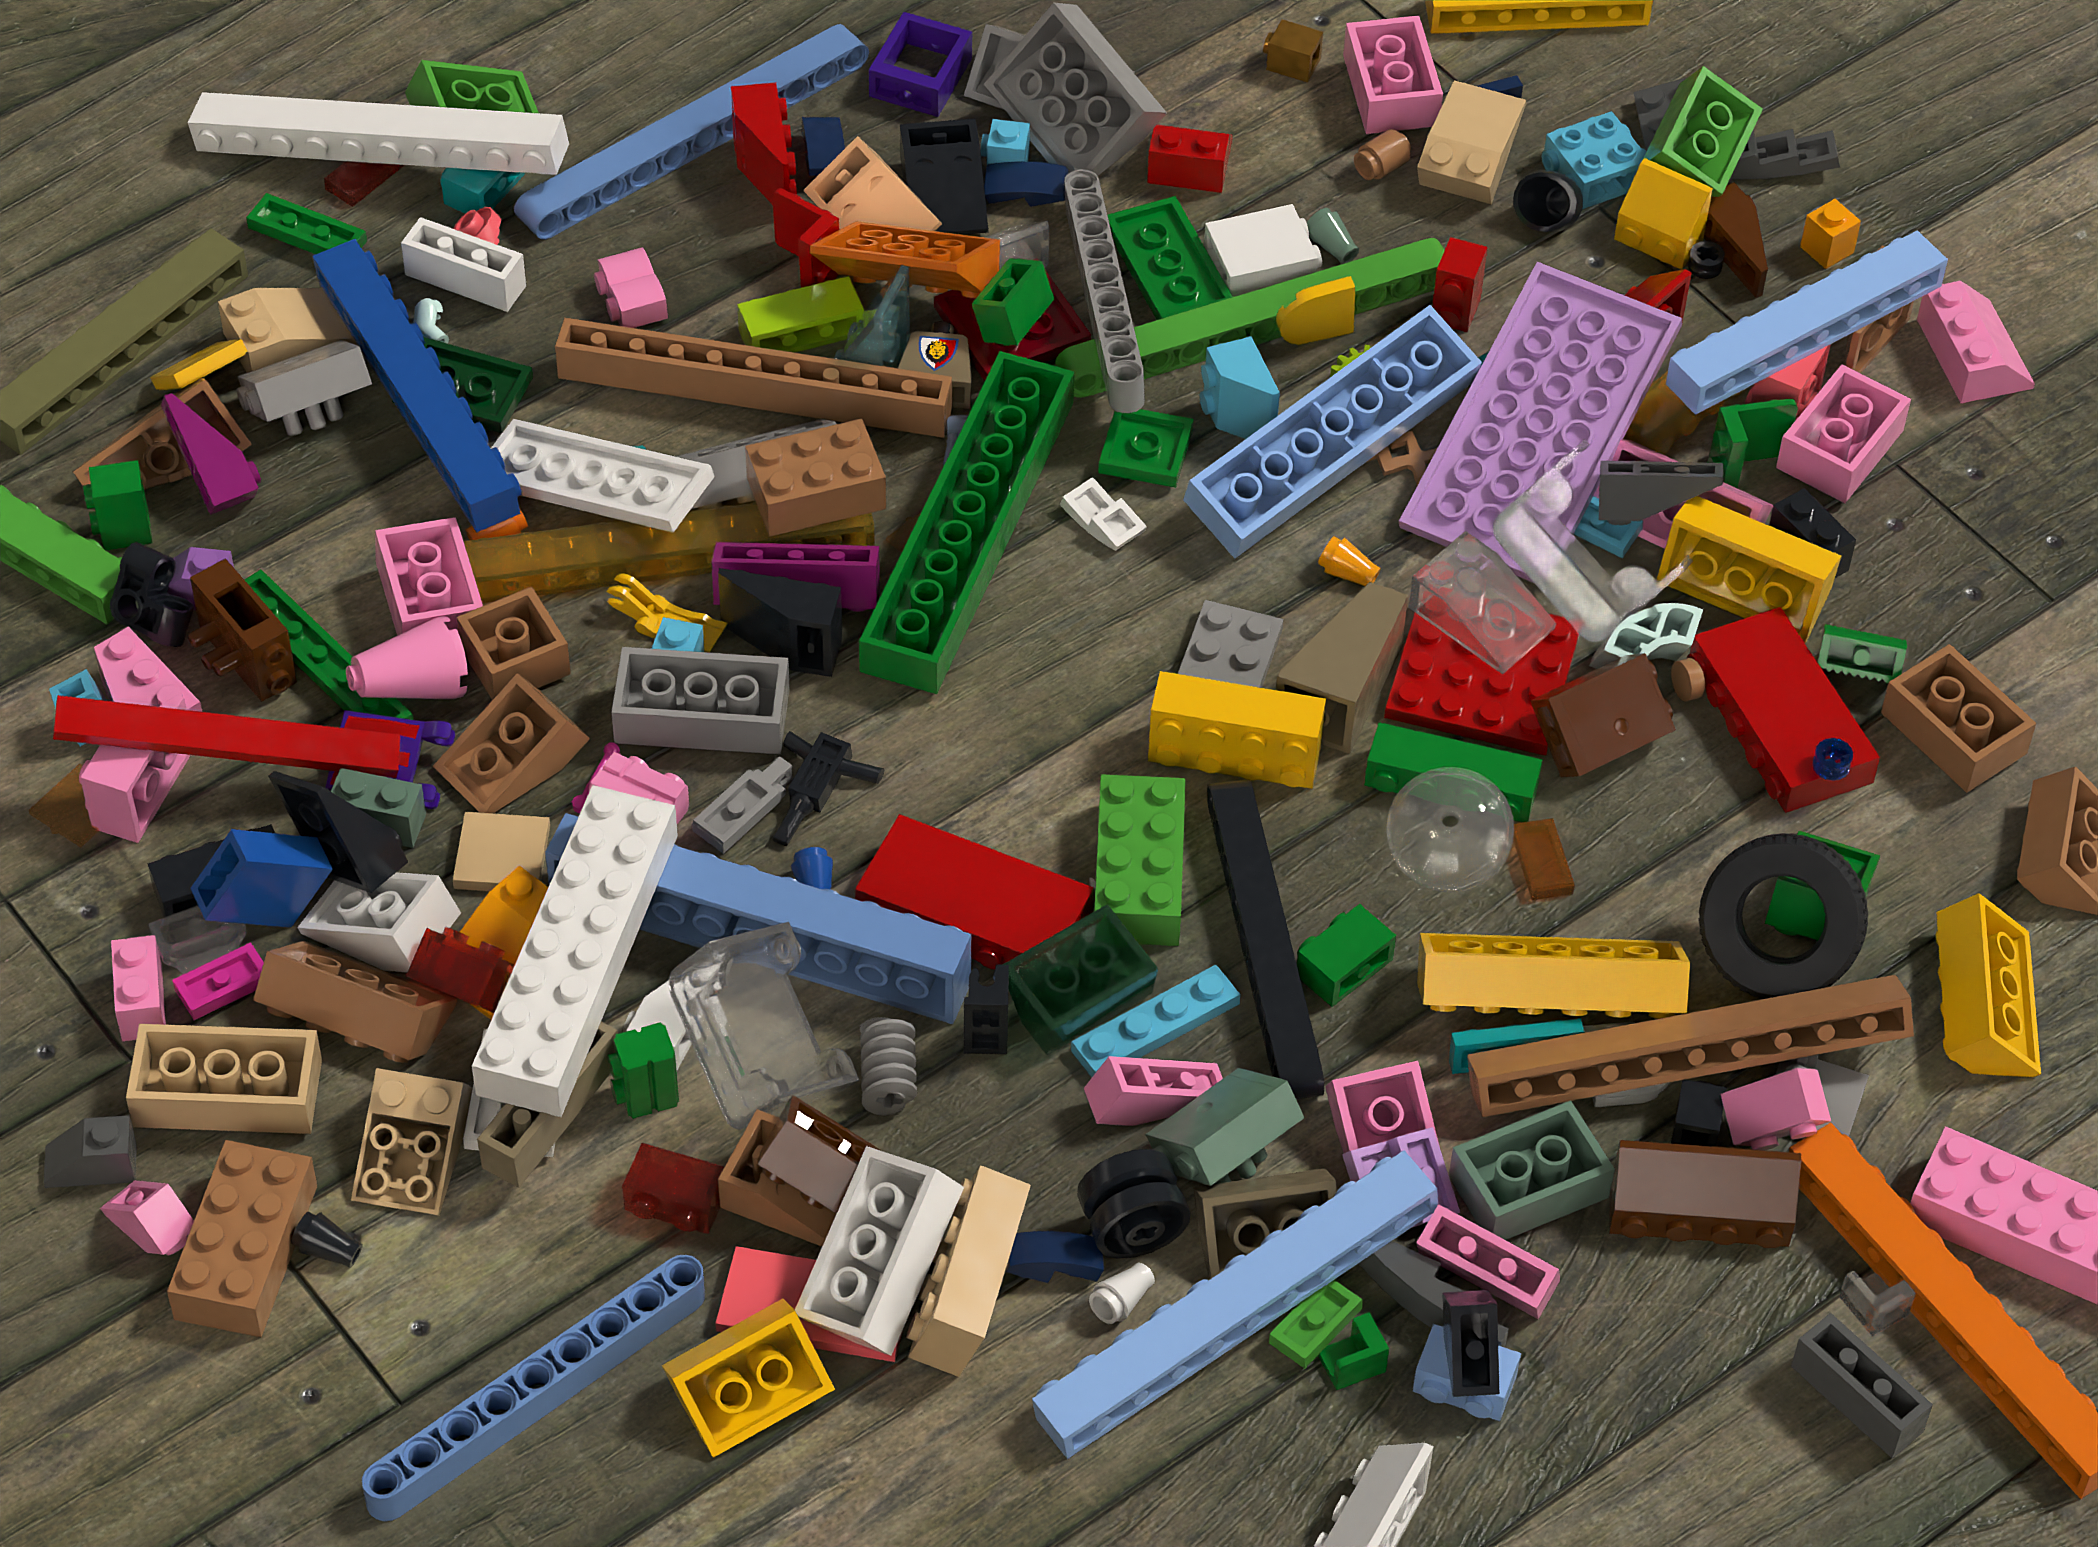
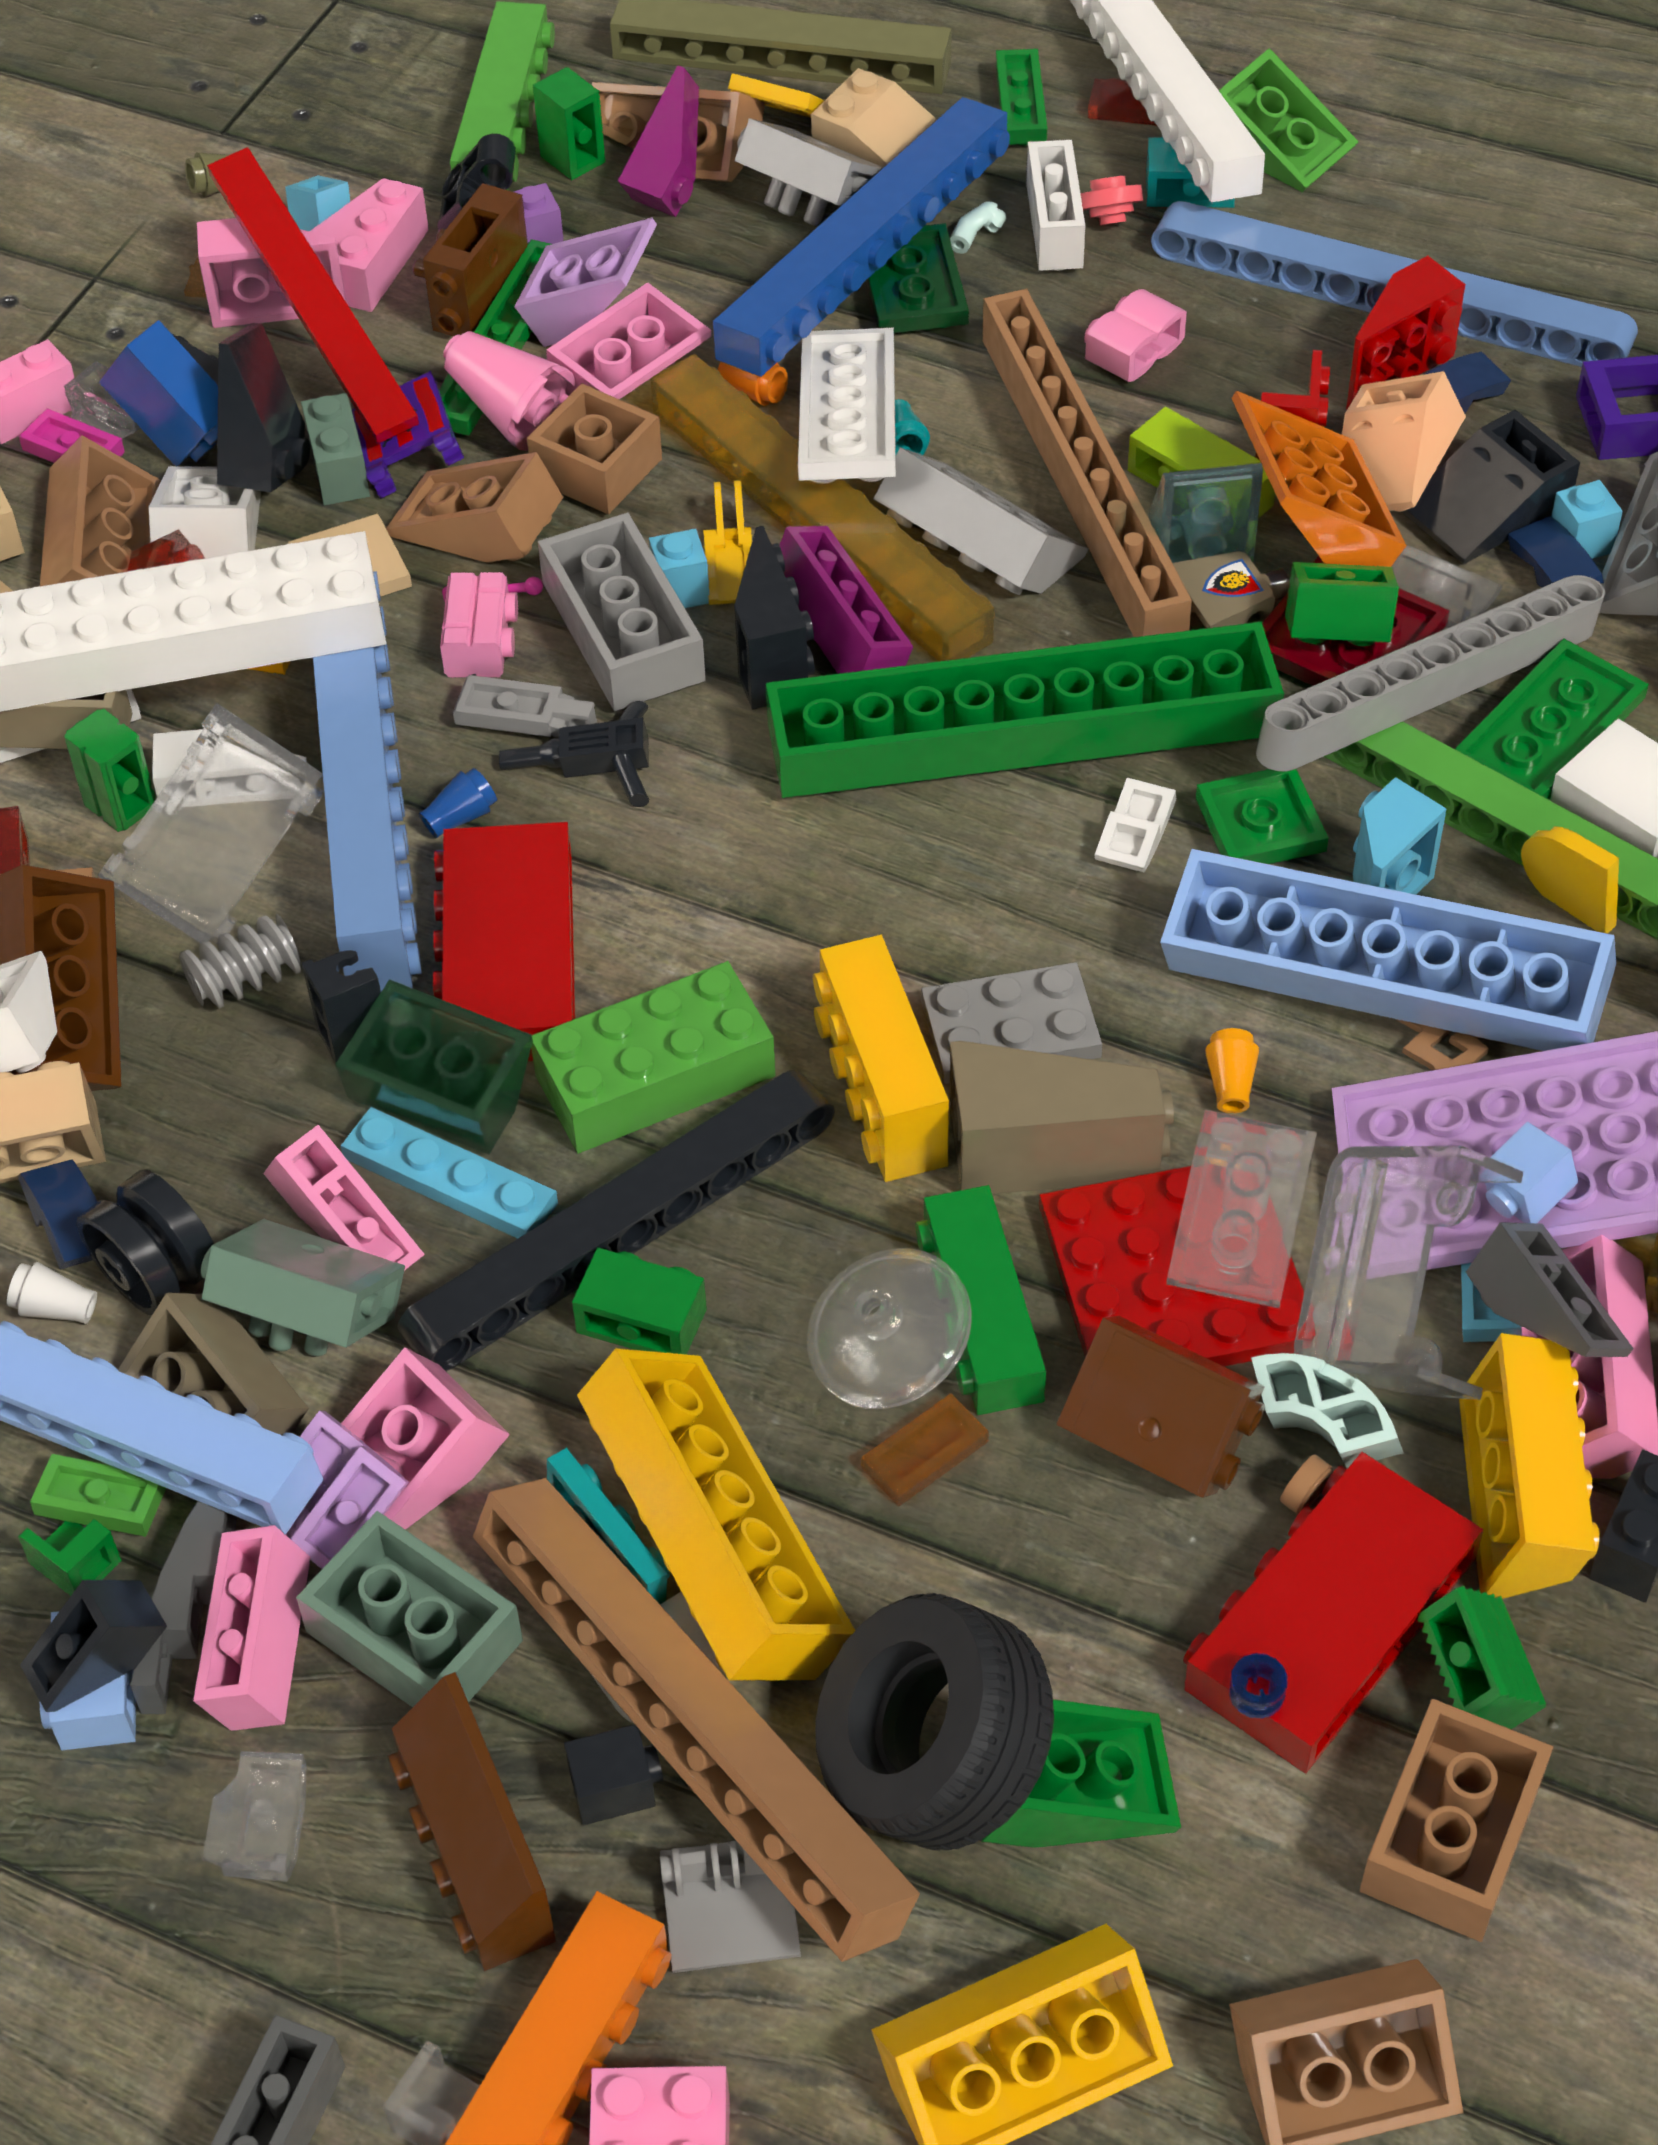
camera: 65 degrees right, 0 degrees up
(338, 563) = (581, 279): none -> lavender slope
(815, 477) = (956, 551): medium nougat brick -> none
(1559, 437) = (1546, 1175): none -> light blue brick
(1625, 1320) = (259, 1817): none -> clear slope
(1776, 1108) = (638, 1847): bright pink brick -> none

